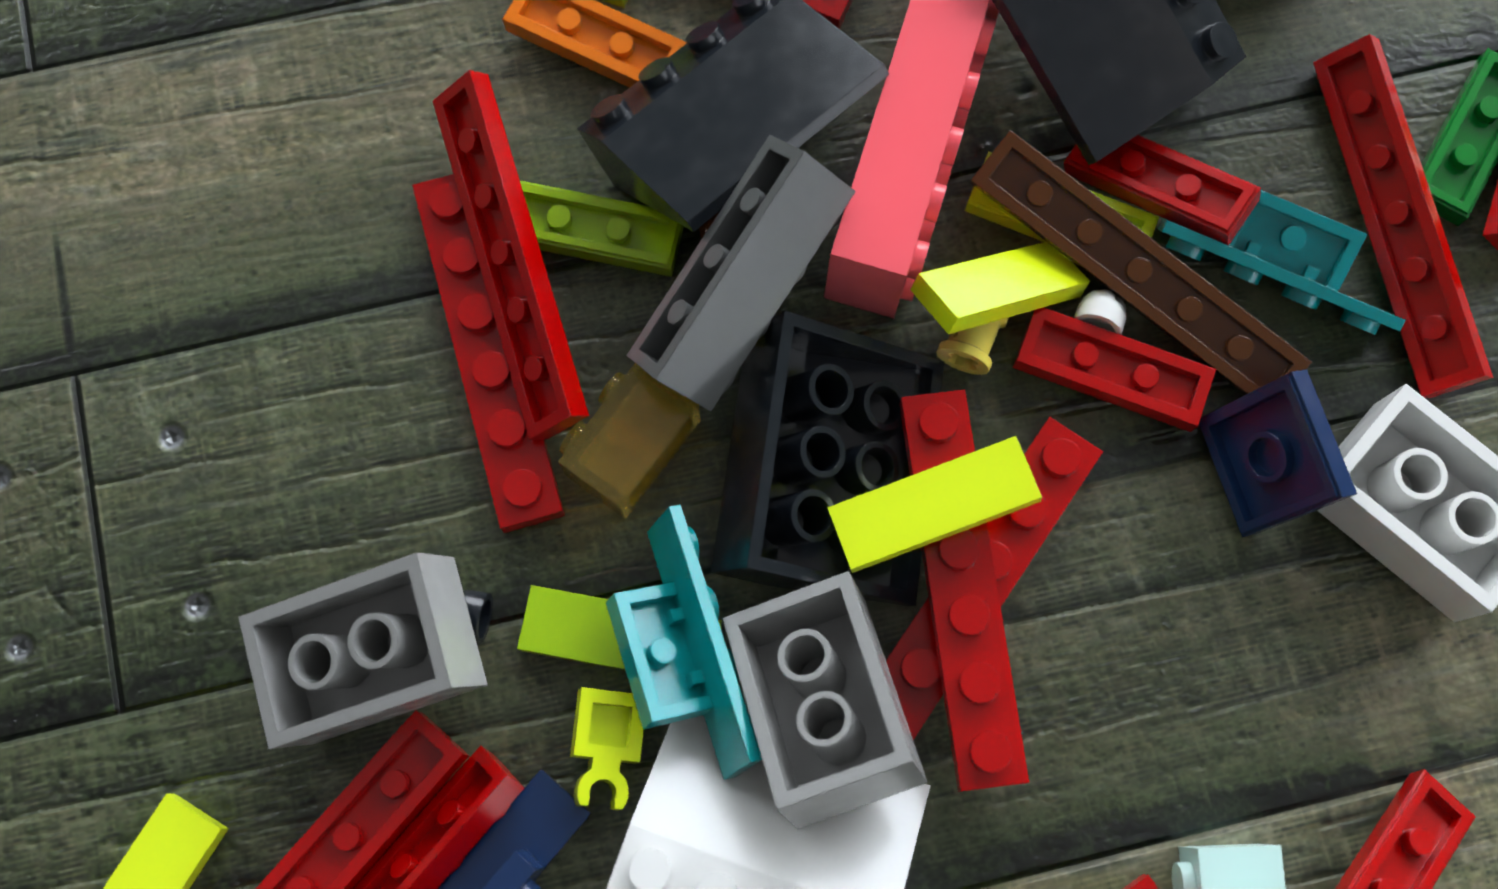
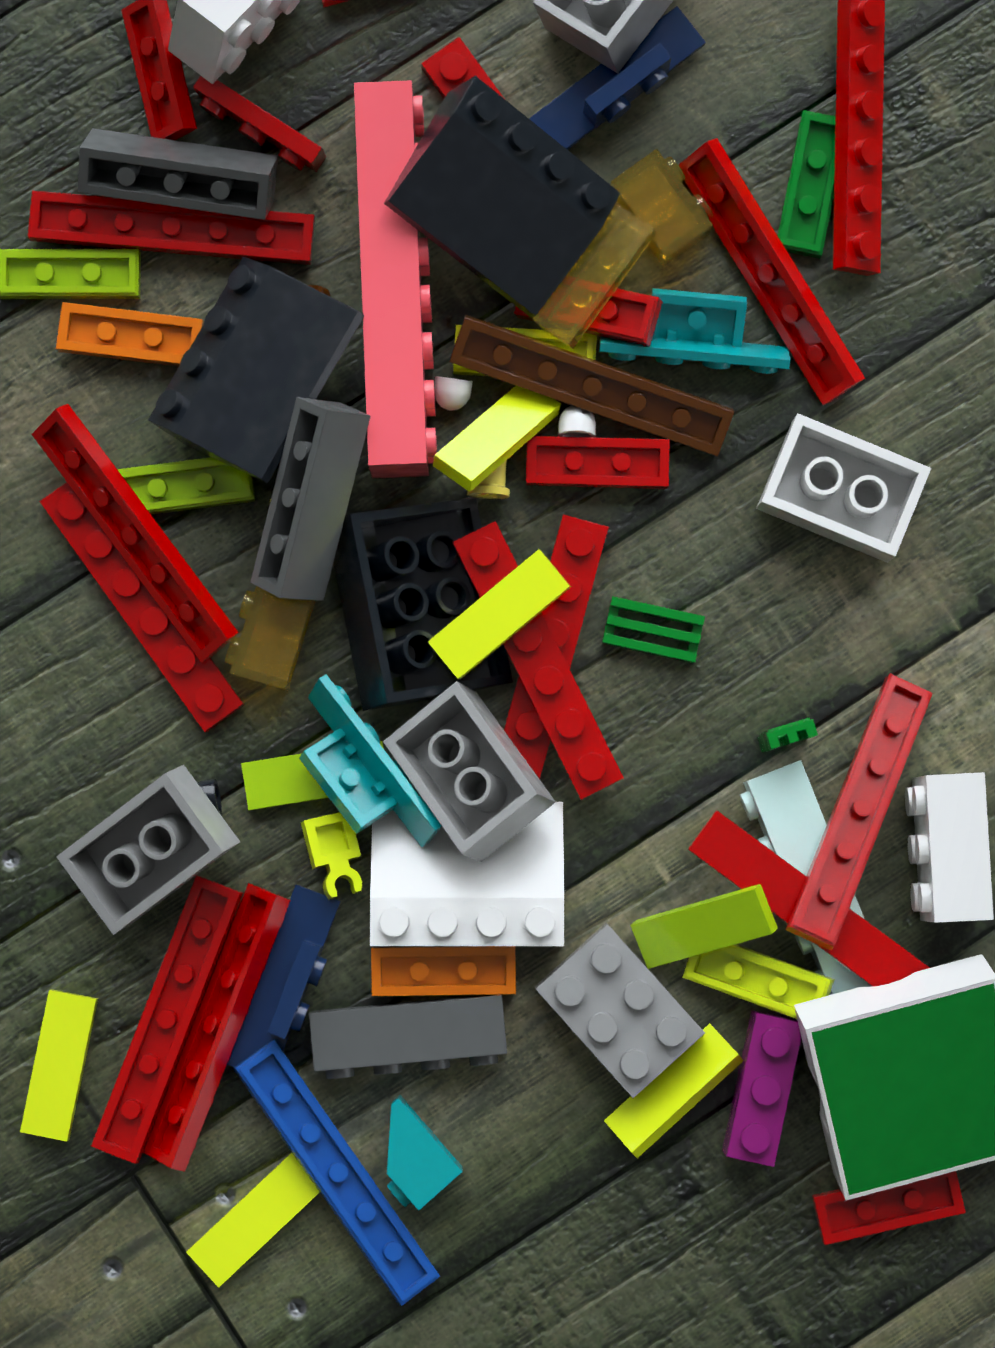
camera: 20 degrees left, 10 degrees up
(959, 225) = (452, 392): none -> white hinge
(1169, 629) = (692, 637): none -> green tile
(1185, 140) = (595, 276): none -> clear yellow tile
(1274, 803) = (787, 734): none -> green tile
(1276, 454) = (724, 492): dark blue tile -> none
(1286, 98) = (656, 195): none -> clear yellow brick

